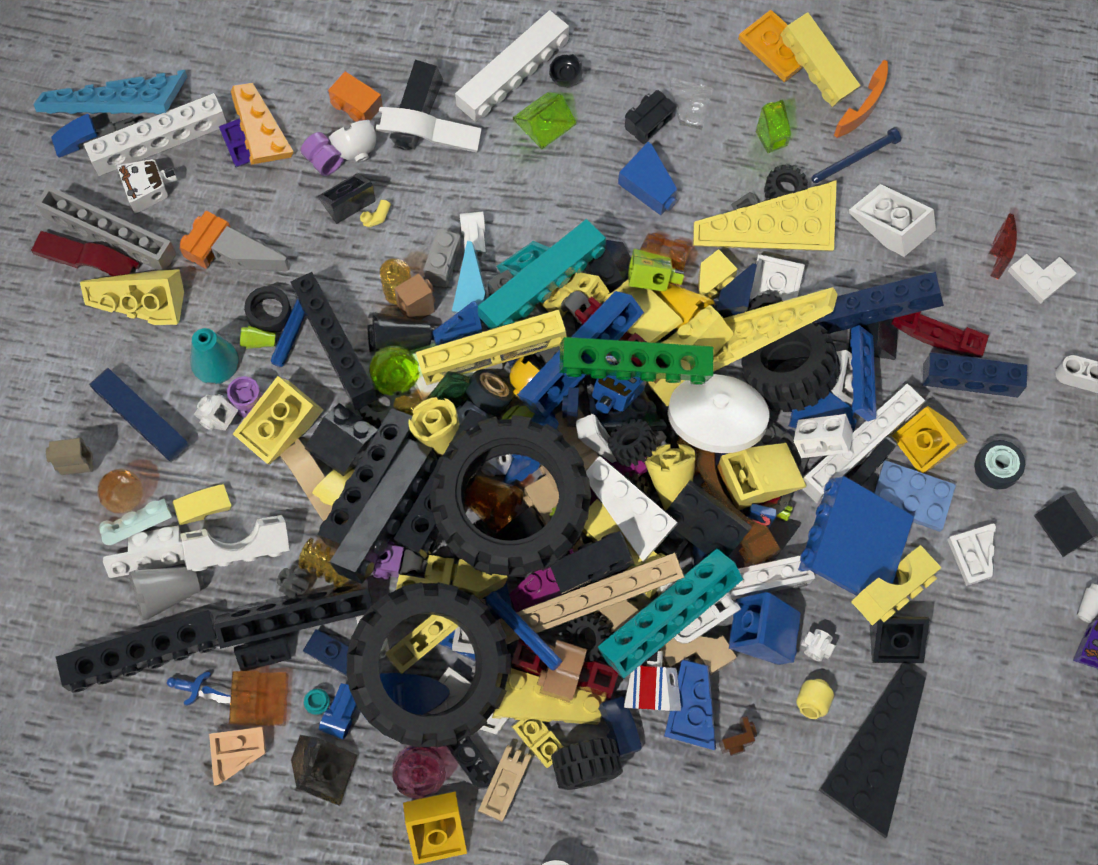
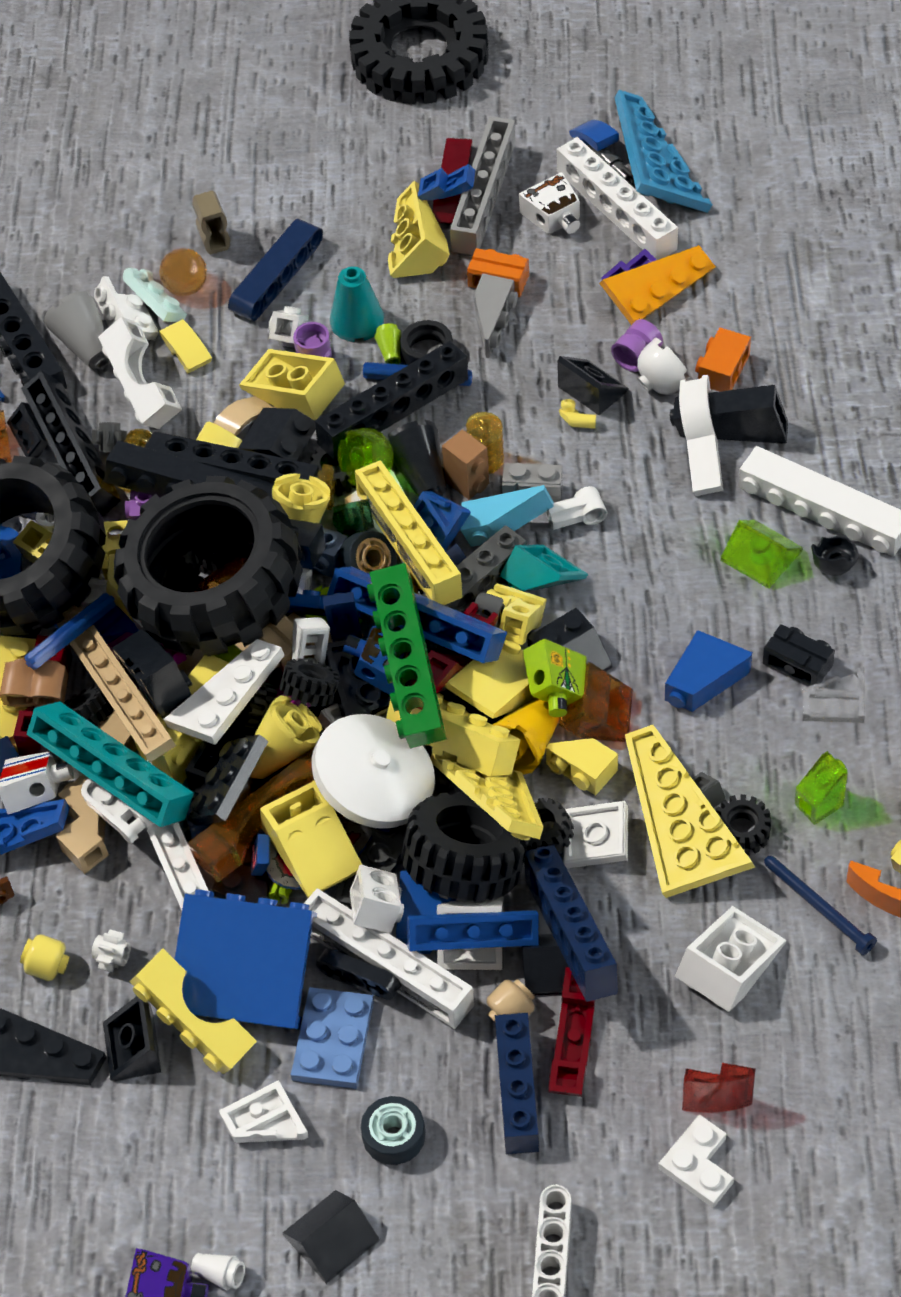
camera: 85 degrees right, 15 degrees down
(103, 254) = (444, 185): none -> blue slope
(543, 276) = (516, 566): teal brick -> none
(736, 295) = (561, 784): dark blue slope -> none
(765, 628) = (114, 883): blue slope -> none
(909, 367) = (510, 999): none -> tan head
(929, 439) = (411, 1043): yellow slope -> none

